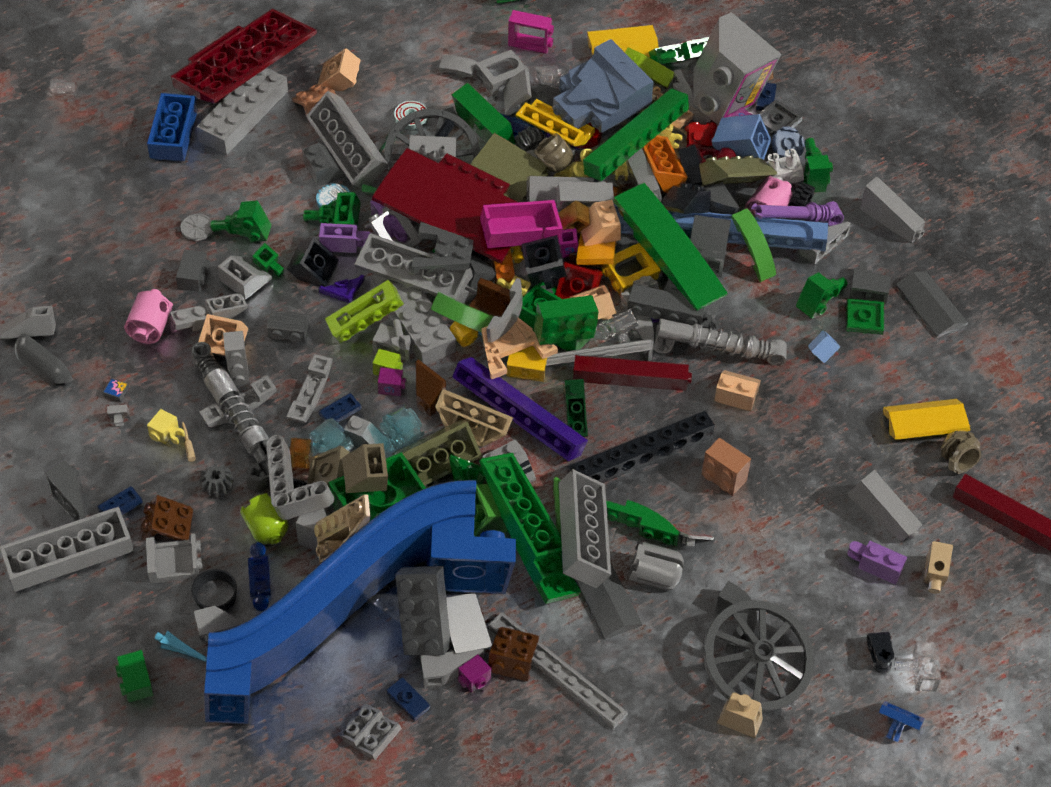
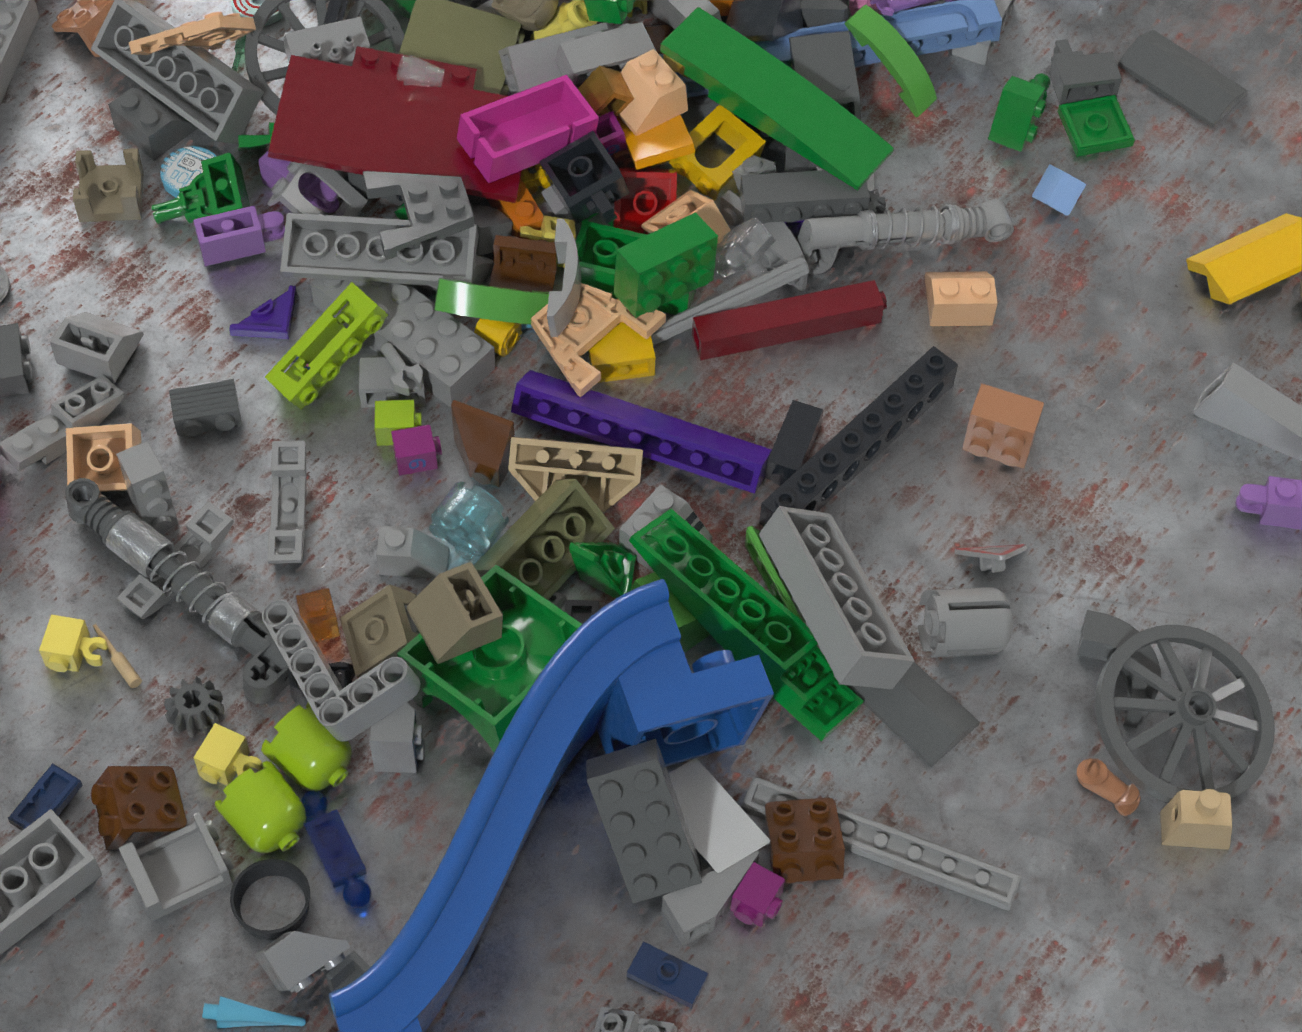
camera: 20 degrees left, 5 degrees up
(221, 511) = (224, 756): none -> light yellow brick
(228, 542) = (263, 809): none -> lime cylinder
(247, 221) = (66, 253): green brick -> none
(267, 259) = (124, 306): green brick -> none
(285, 195) = (109, 190): none -> dark tan panel
(312, 263) = (202, 289): black slope -> none
(329, 436) = (358, 574): clear light blue brick -> none
(340, 526) = (464, 731): tan wedge -> none
(341, 408) = (350, 522): dark blue plate -> none
(369, 123) = (206, 33): none -> light nougat wing
(473, 176) = (419, 72): none -> clear cone
(575, 405) = (725, 398): dark green slope -> none
(605, 438) = (794, 441): none -> black brick
(649, 522) = (922, 553): green slope -> none
(696, 675) = (1097, 778): none -> nougat piece

